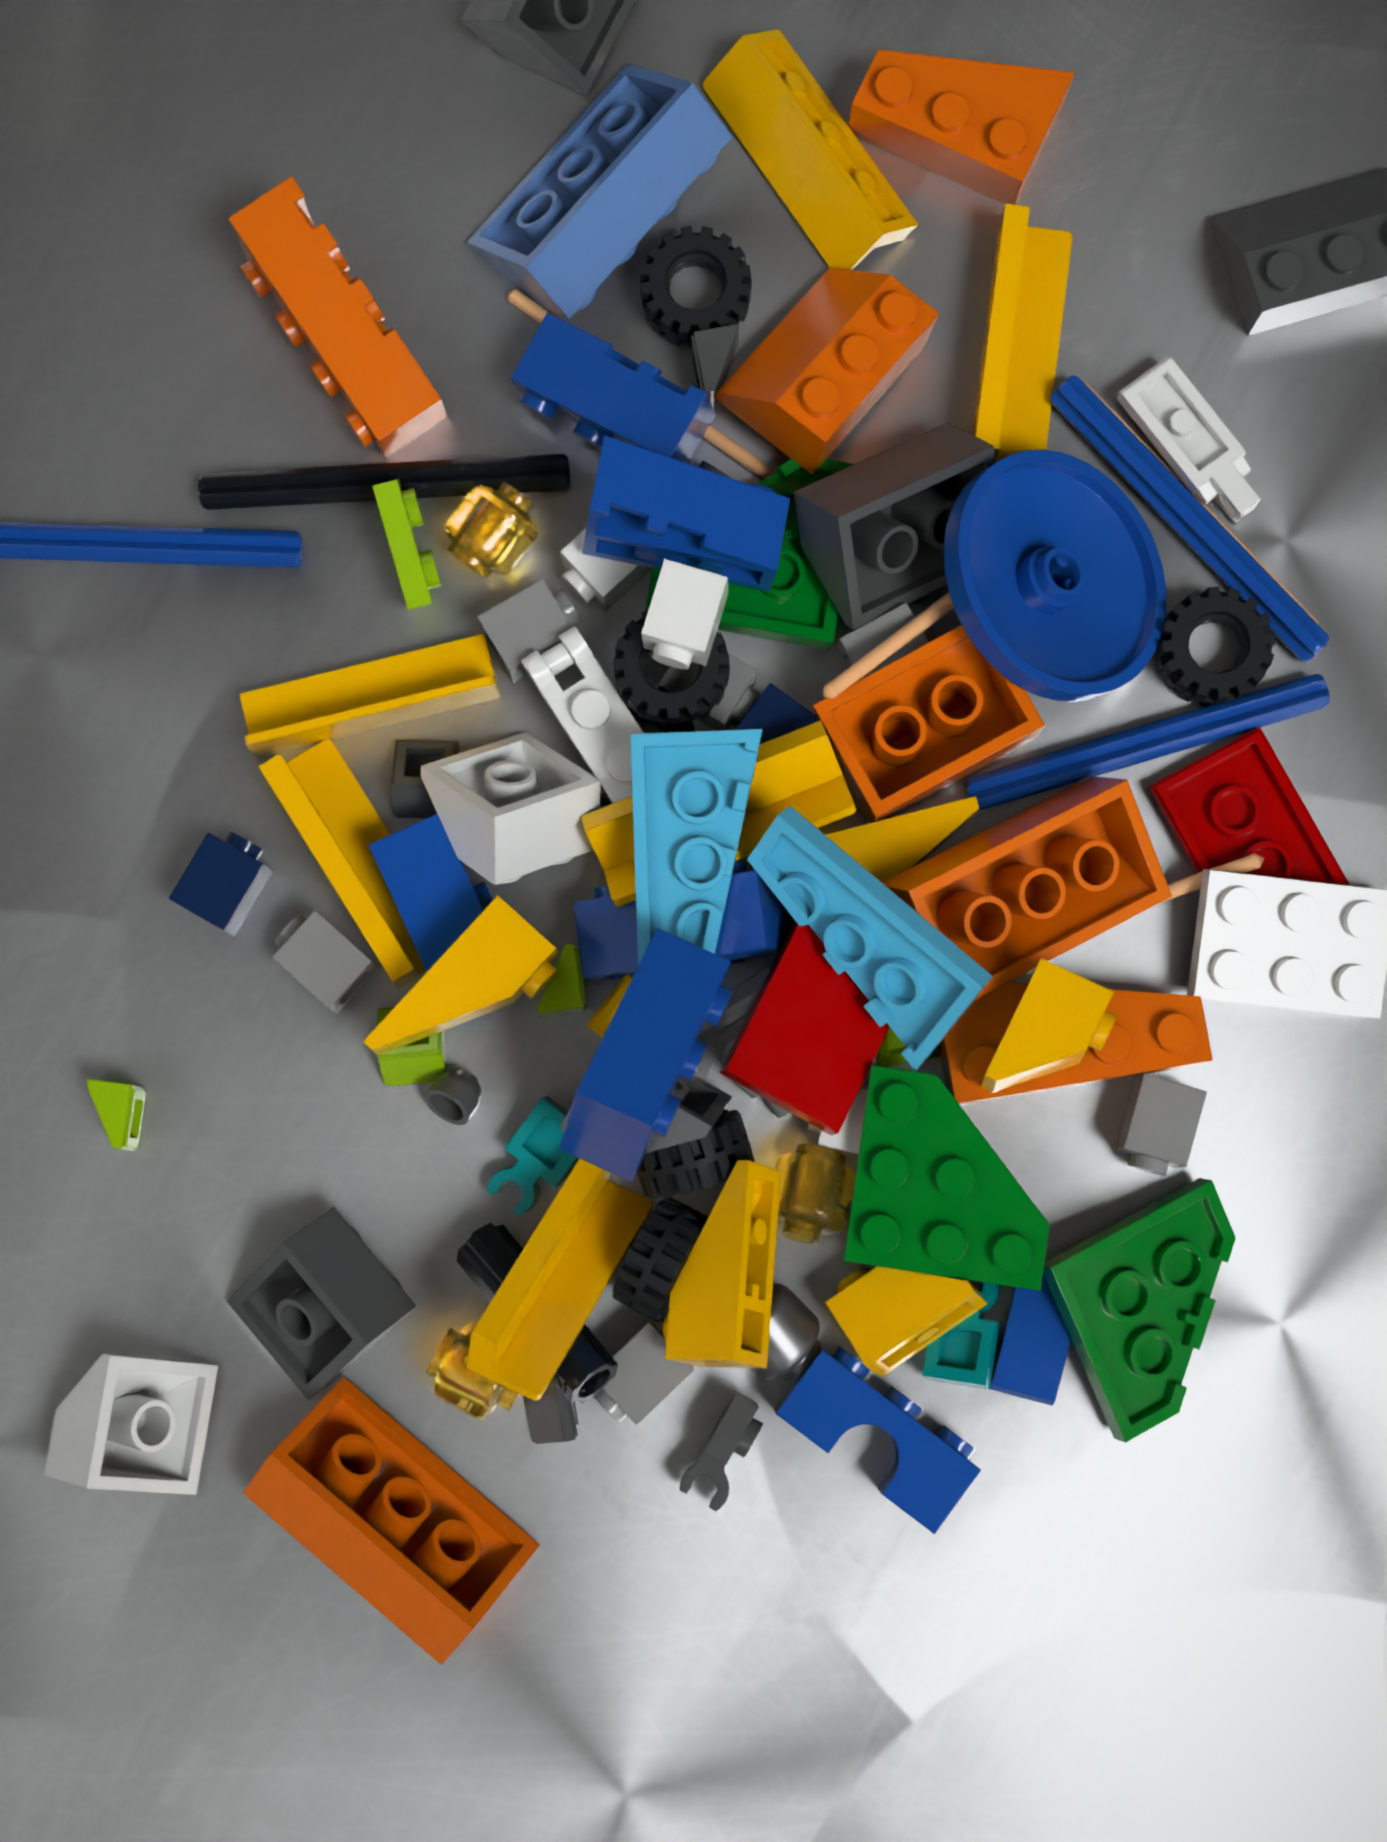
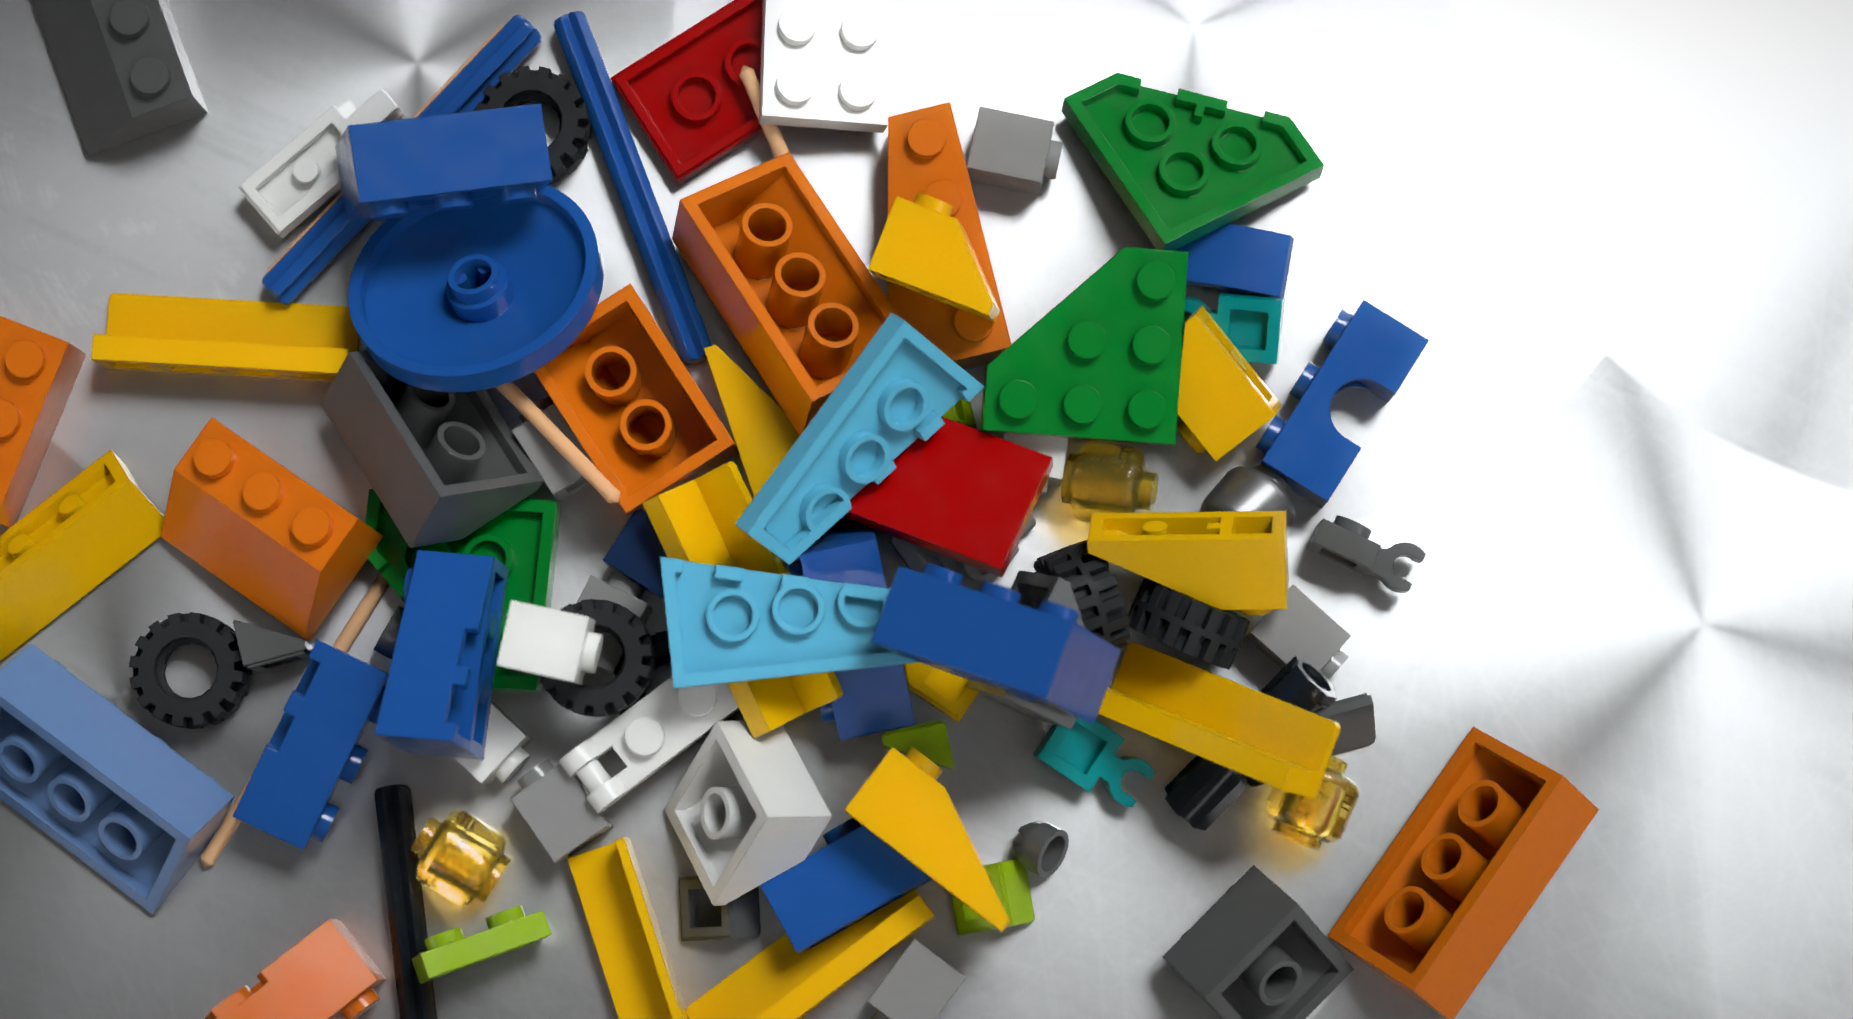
camera: 95 degrees left, 0 degrees up
(1179, 550) = (443, 162): none -> blue wedge

